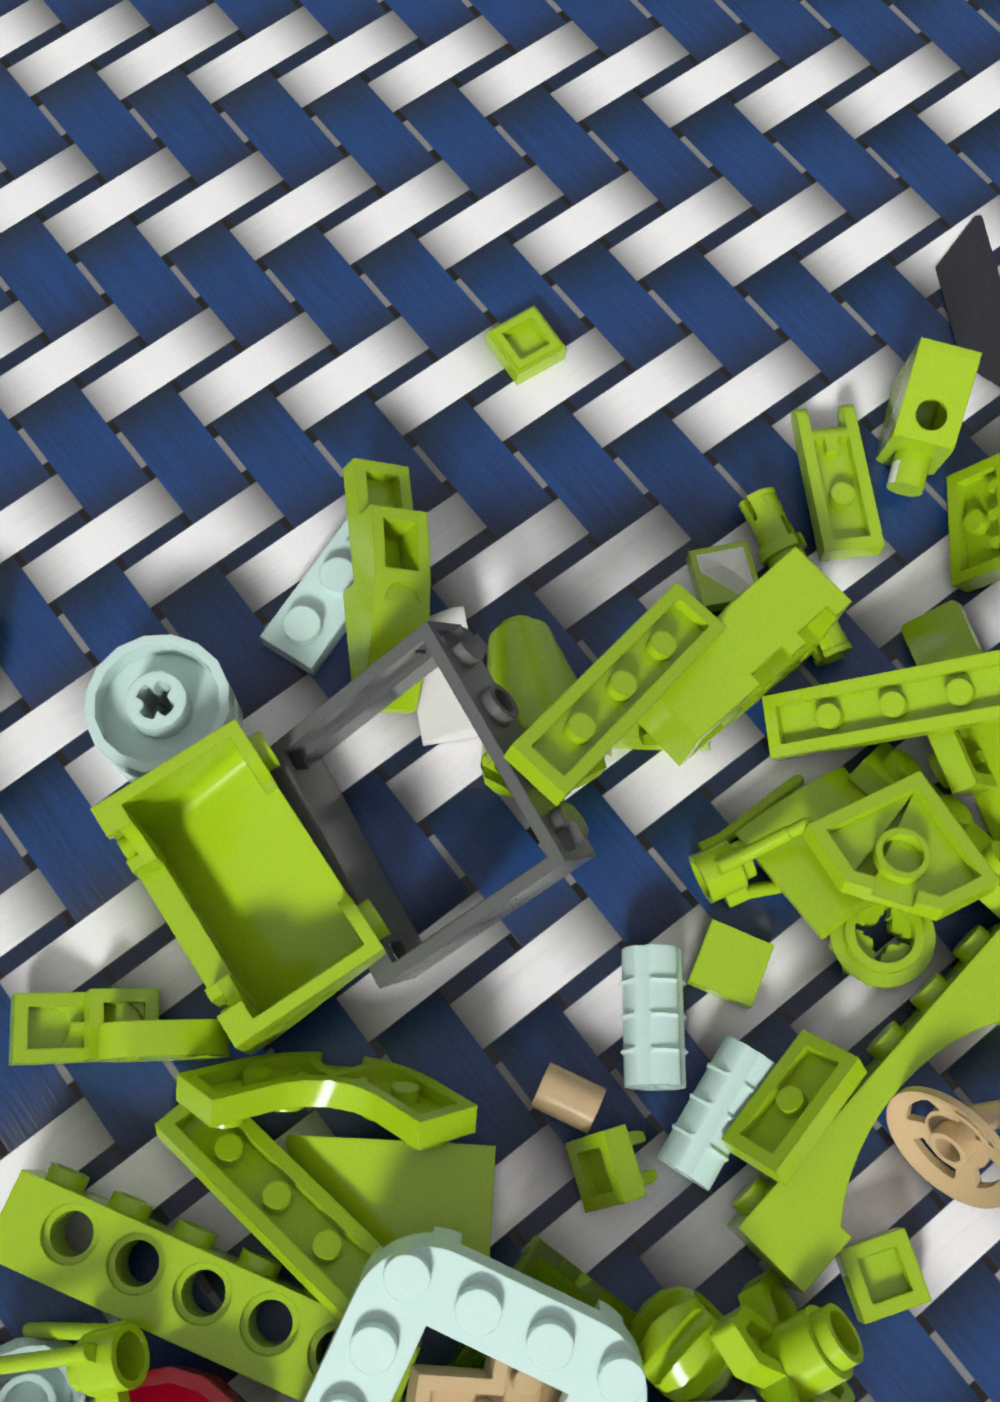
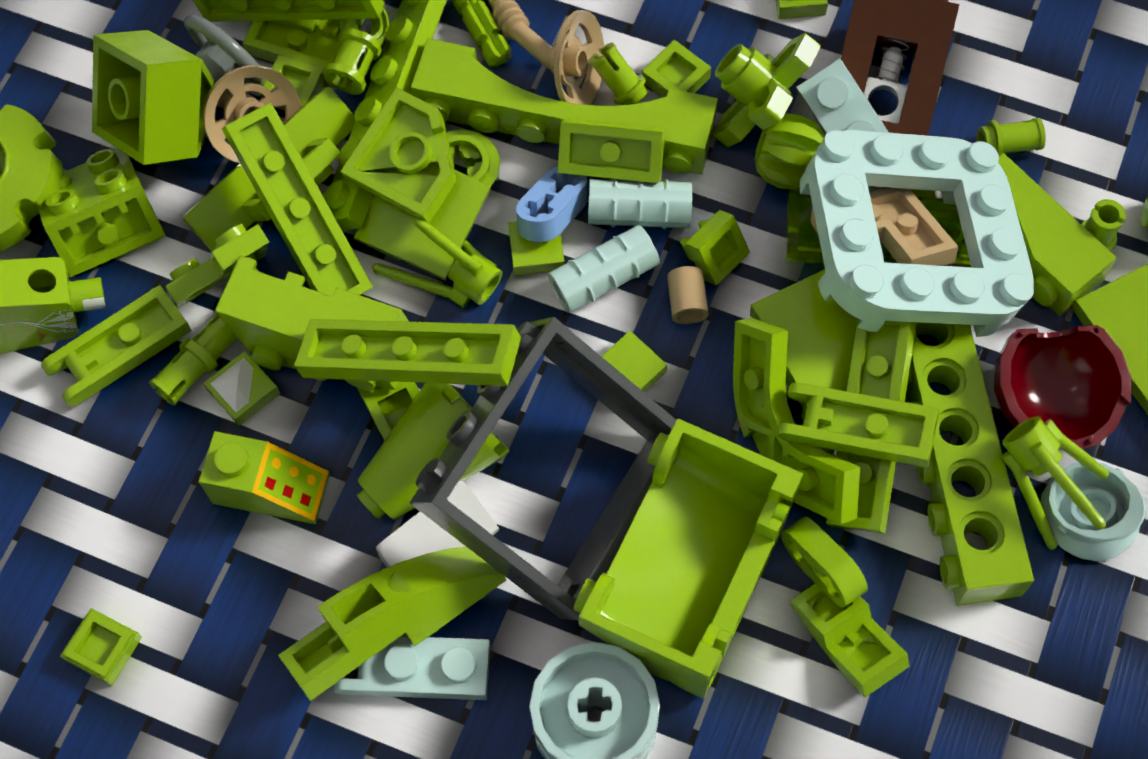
camera: 115 degrees left, 5 degrees down
(259, 1171) = (863, 425): none -> lime hinge
(519, 979) = (636, 361): none -> lime tile
(604, 543) = (262, 479): none -> lime slope
(774, 1003) = (555, 194): none -> light blue beam
(873, 612) = (195, 279): none -> lime plate
(908, 1193) = (618, 75): none -> lime pin

